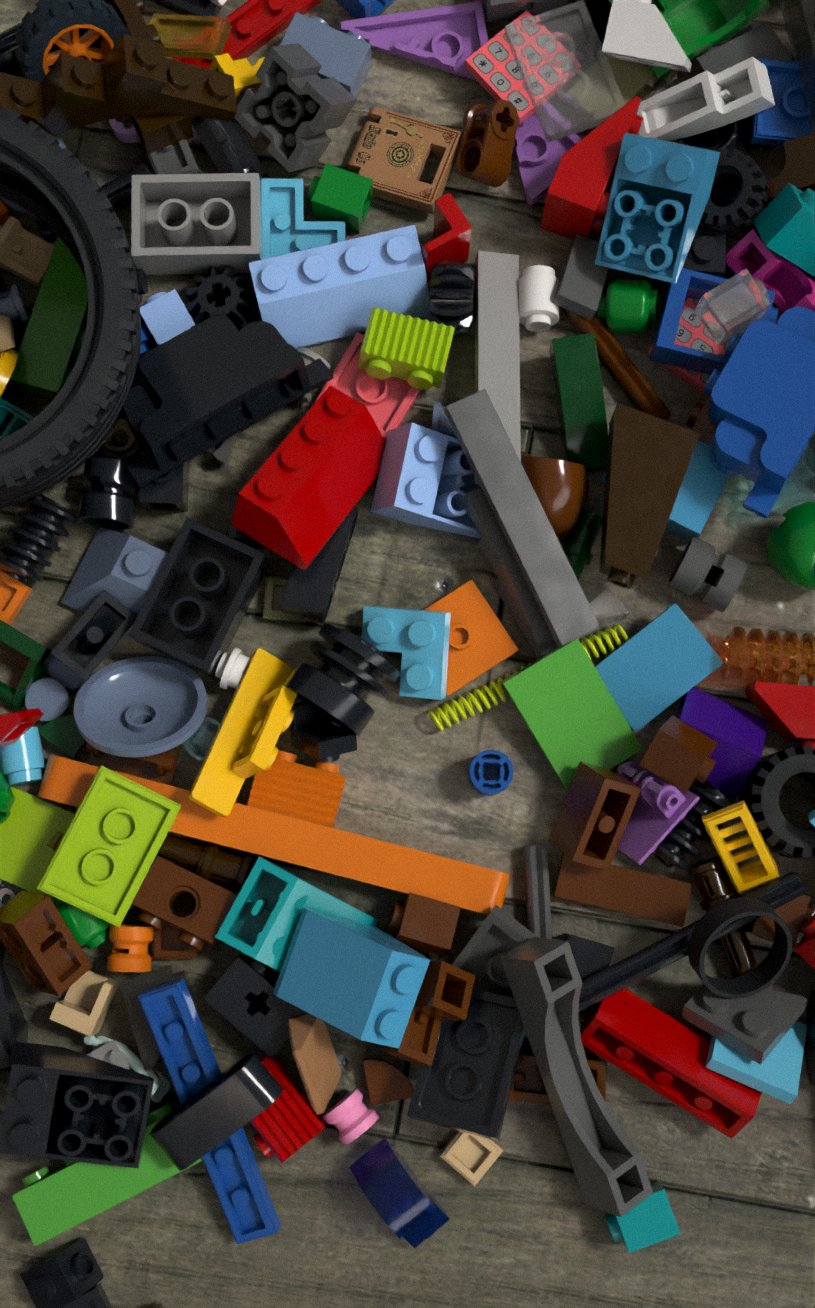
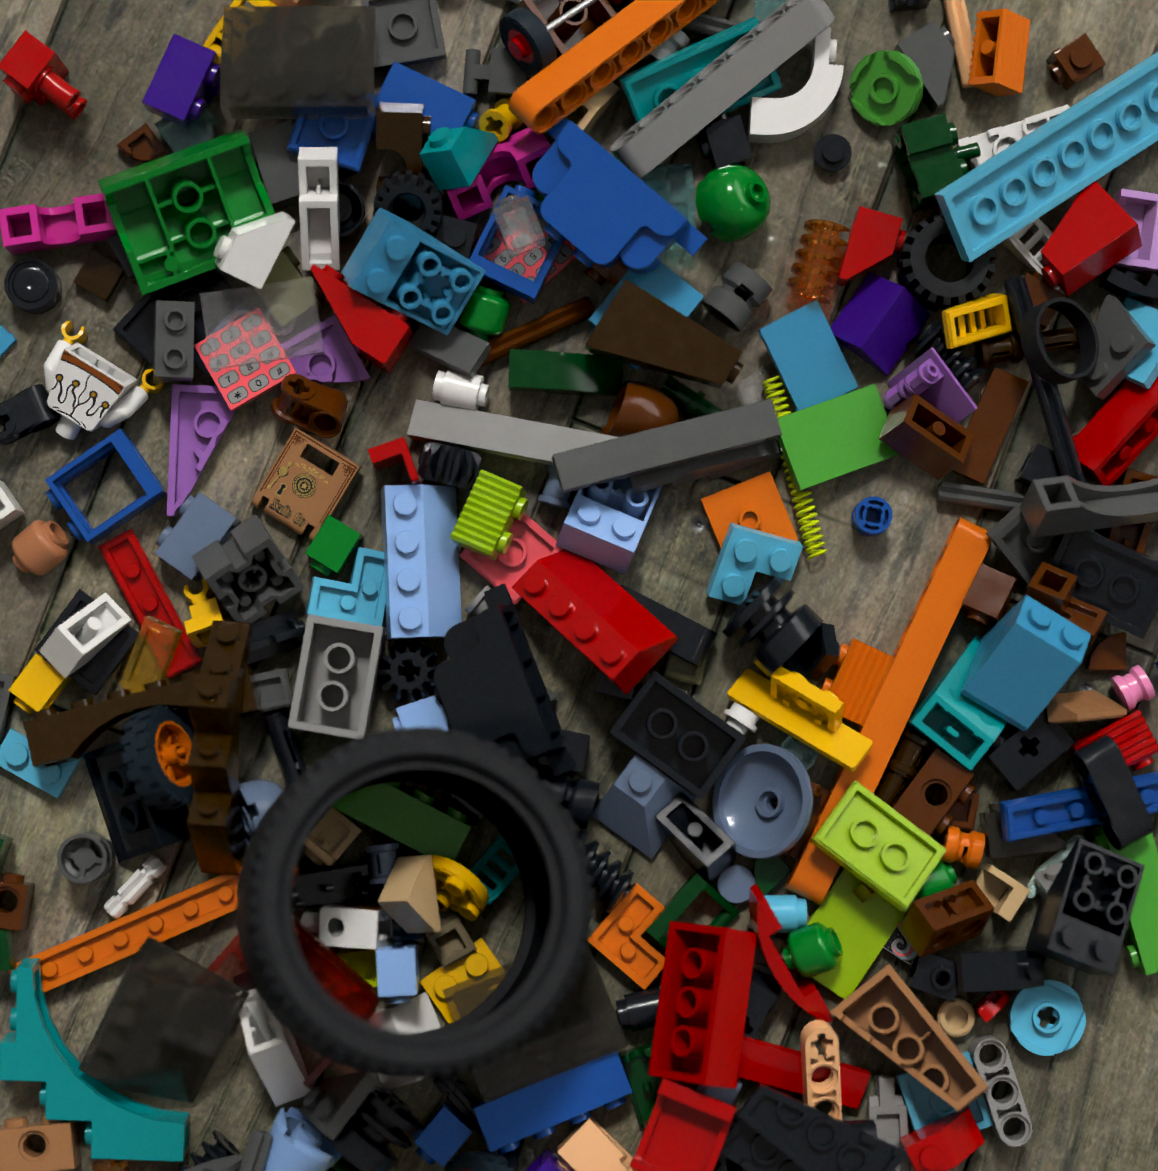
camera: 85 degrees left, 5 degrees up
(680, 754) = (892, 354): reddish brown brick -> none

